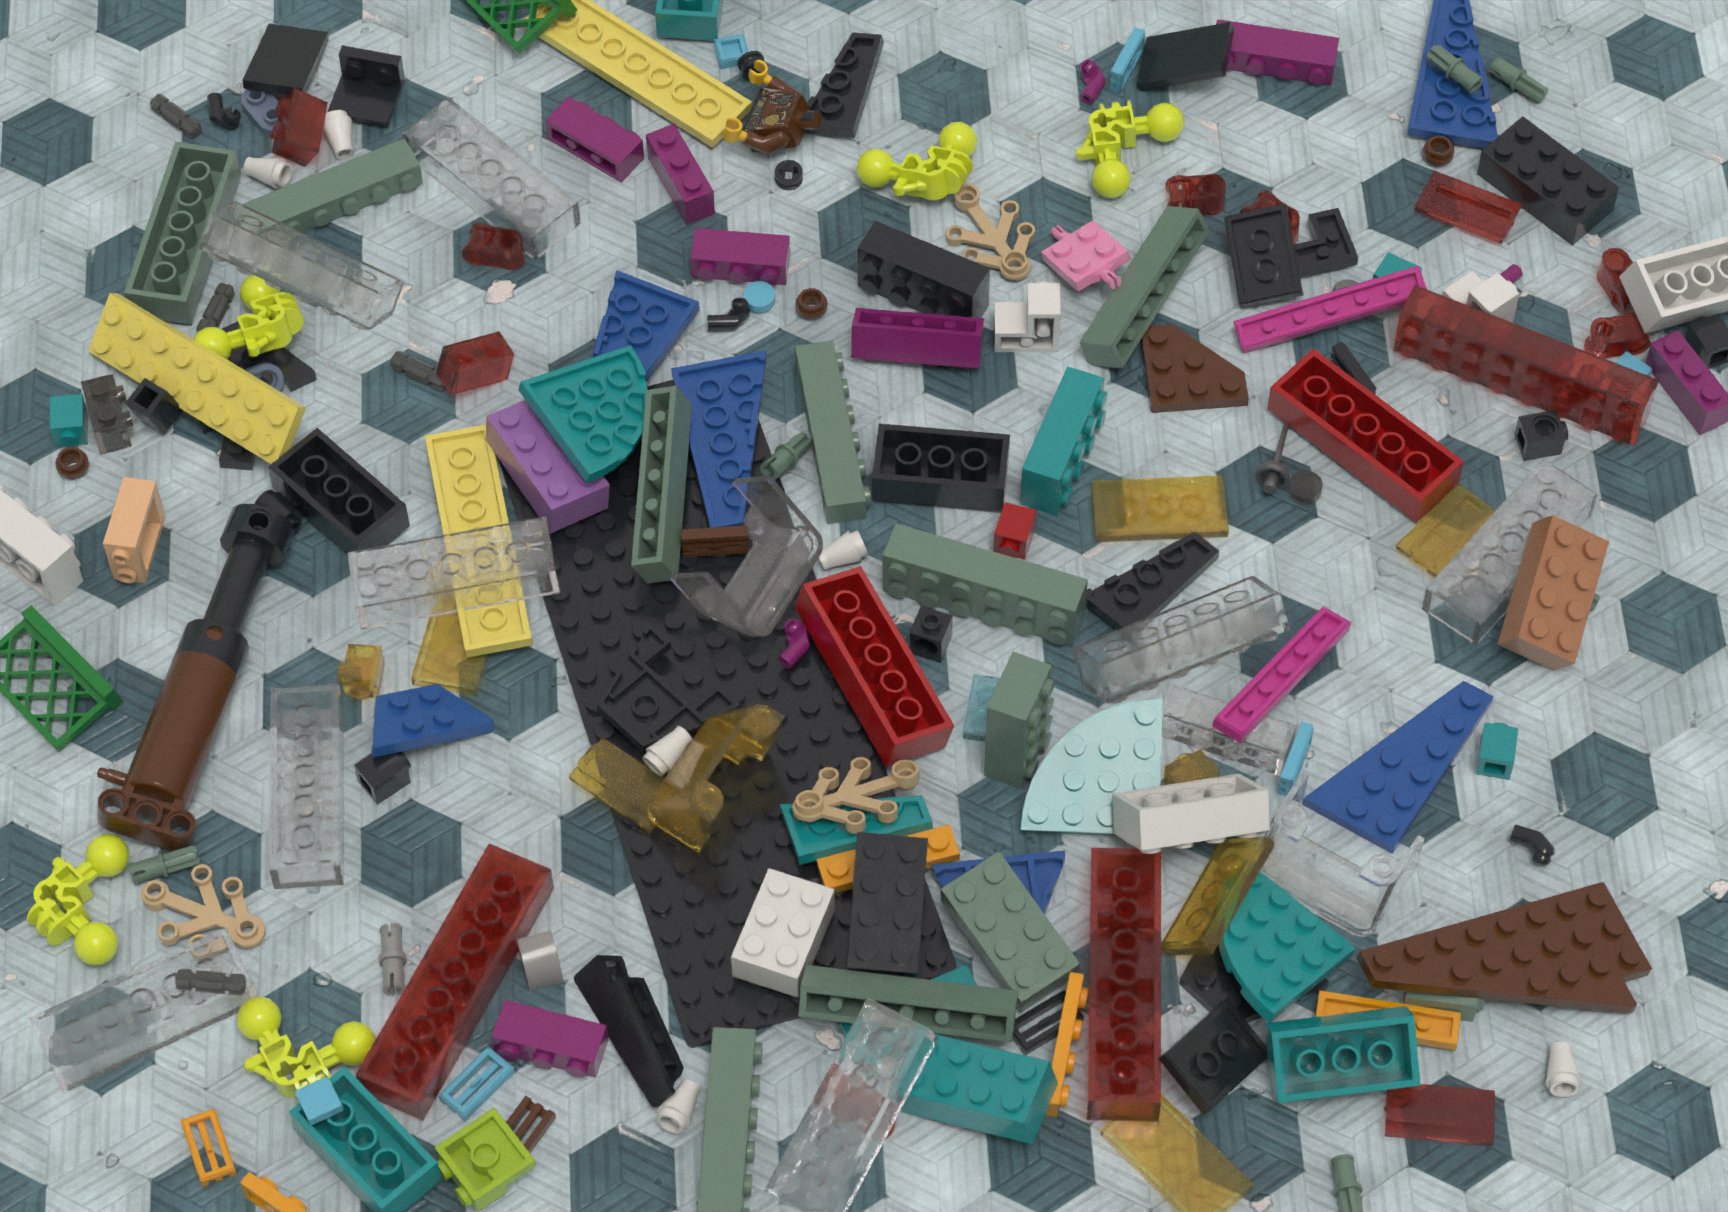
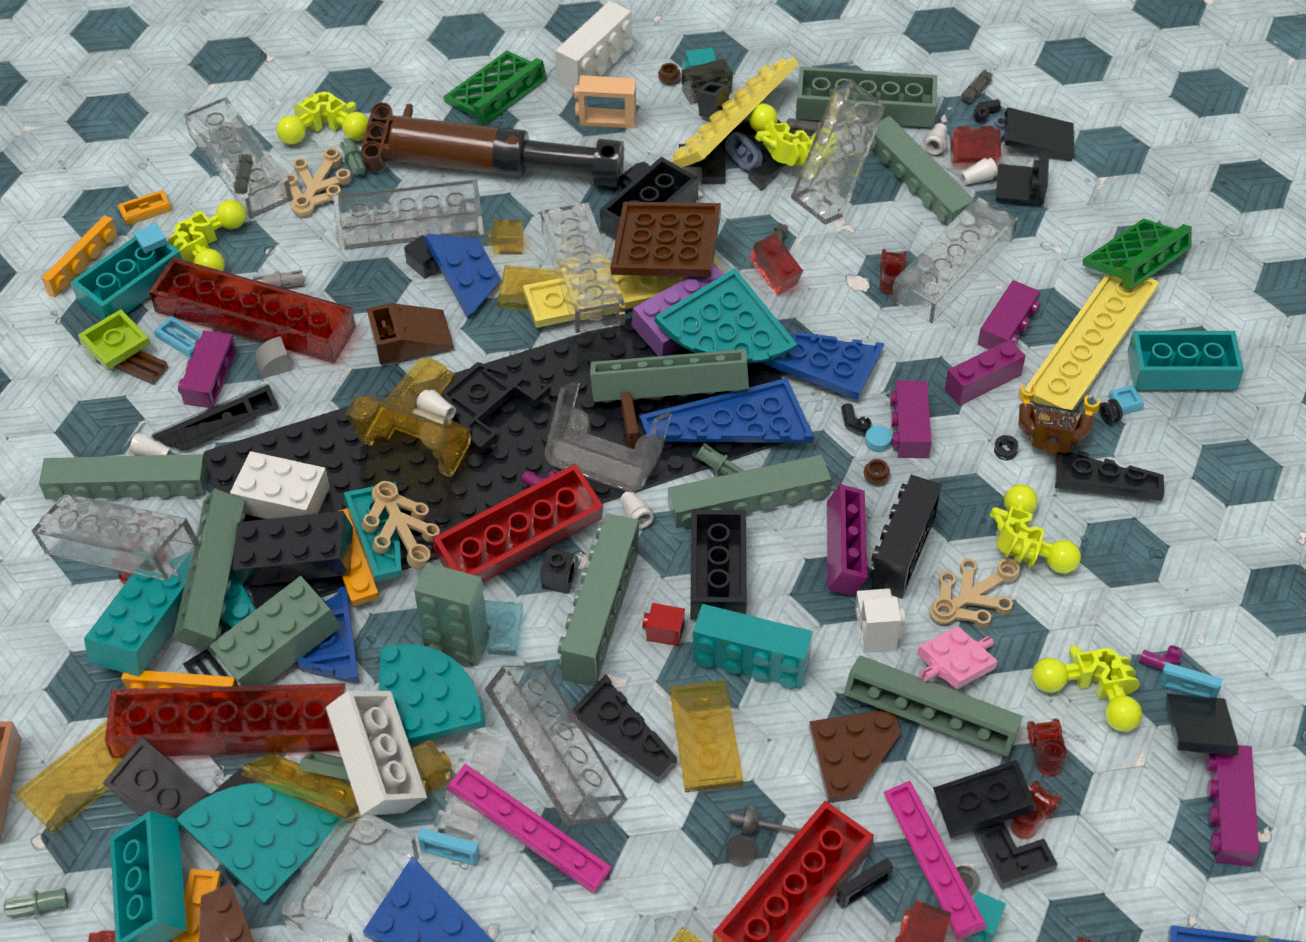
camera: 85 degrees right, 5 degrees down
(443, 460) = (666, 239): none -> reddish brown plate
(522, 794) = (407, 331): none -> reddish brown slope
(1185, 878) = (324, 765): none -> sand green tile

